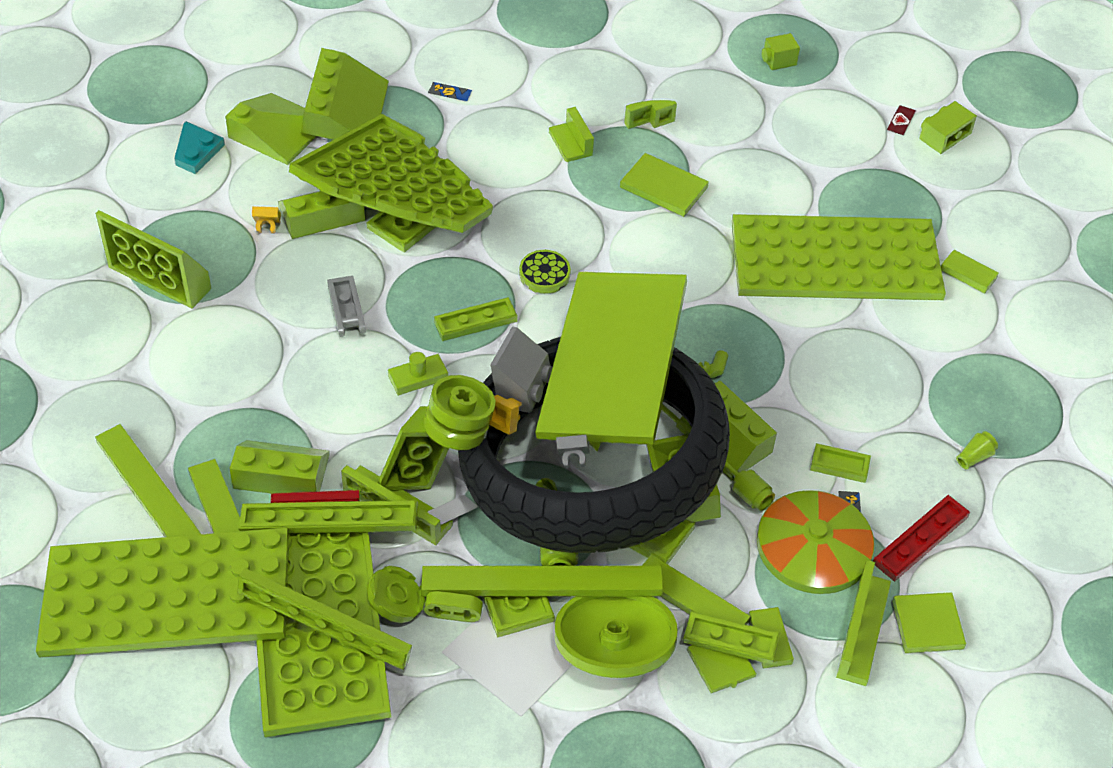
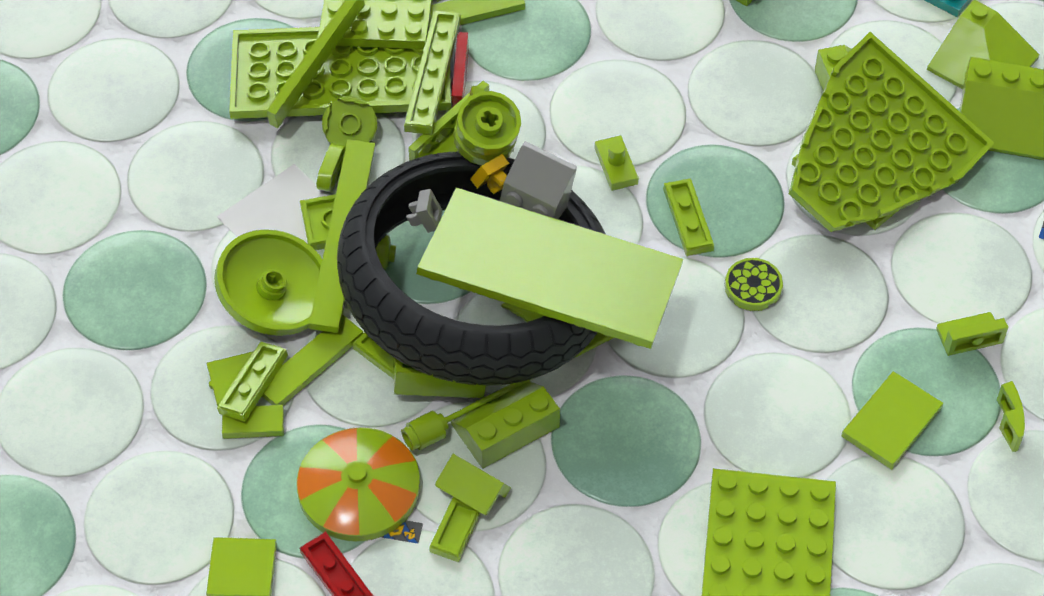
camera: 100 degrees right, 5 degrees up
(266, 215) = (835, 37): yellow tile -> none
(277, 468) = (510, 48): lime slope -> none
(346, 304) = (709, 105): light grey hinge -> none
(718, 366) = (598, 427): lime arm -> none
(799, 447) = (471, 484): none -> lime panel
(864, 627) = (248, 502): lime fence -> none

